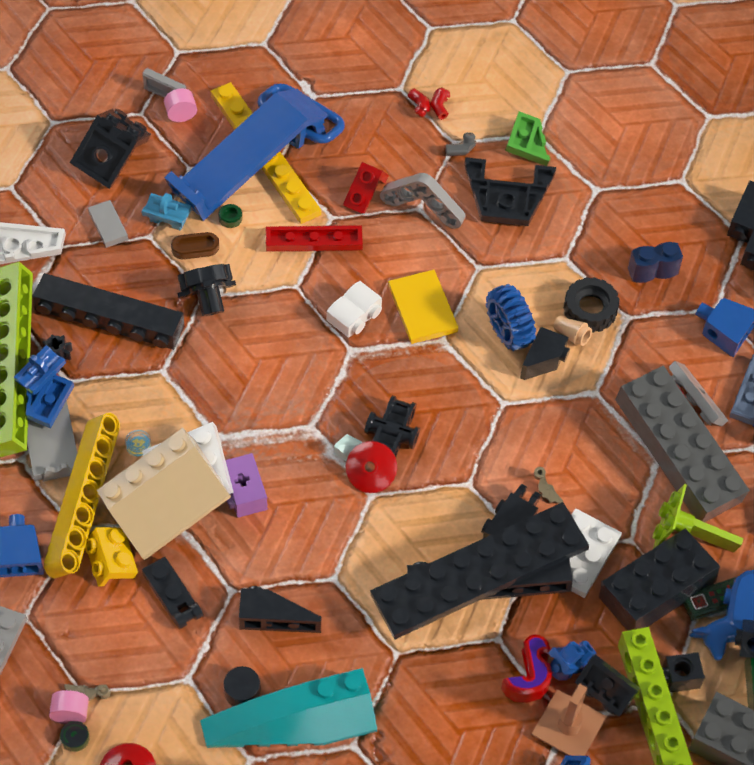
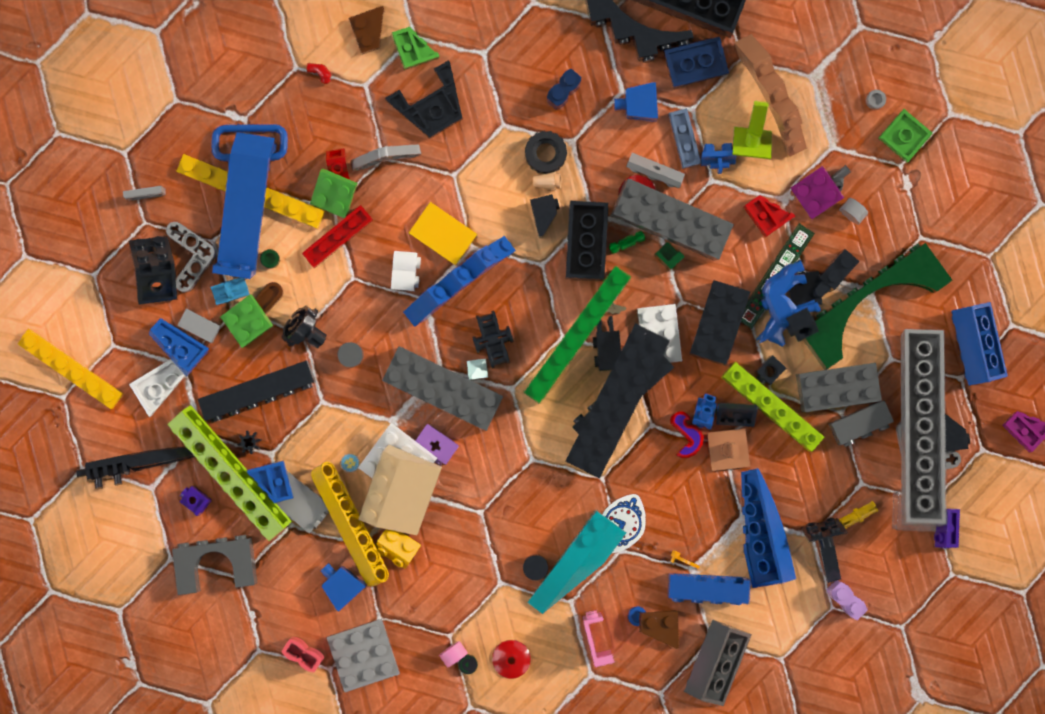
camera: 30 degrees left, 30 degrees up
(39, 370) = (261, 474): blue hips -> none
(71, 222) = (178, 346): none -> blue wing
(101, 690) = (451, 636): dark tan piece -> none
(157, 247) = (246, 321): none -> bright green plate
(161, 168) = (196, 258): none -> light grey beam
(171, 592) = (449, 541): black plate -> none
(180, 105) = (168, 201): bright pink piece -> none
(231, 345) = (350, 355): none -> dark grey piece
(268, 611) = (513, 512): black slope -> none
(299, 438) = (442, 388): none -> dark grey brick
(344, 197) = (333, 193): none -> bright green plate
(384, 470) = (500, 367): red dish -> none
(395, 716) = (629, 516): none -> sticker
(401, 338) = (458, 279): none -> blue arch
(414, 492) = (577, 334): none -> green arch
(437, 101) = (330, 62): red arm -> none
(463, 147) = (375, 87): dark grey arm -> none
(497, 100) = (368, 29): none -> reddish brown wing
(510, 317) = (507, 207): blue gear -> none
(570, 404) = (586, 241): none -> black brick
(613, 440) = (626, 242): none -> green axle
(650, 484) = (668, 256): none -> dark green panel
(675, 519) = (703, 275): lime piece -> none

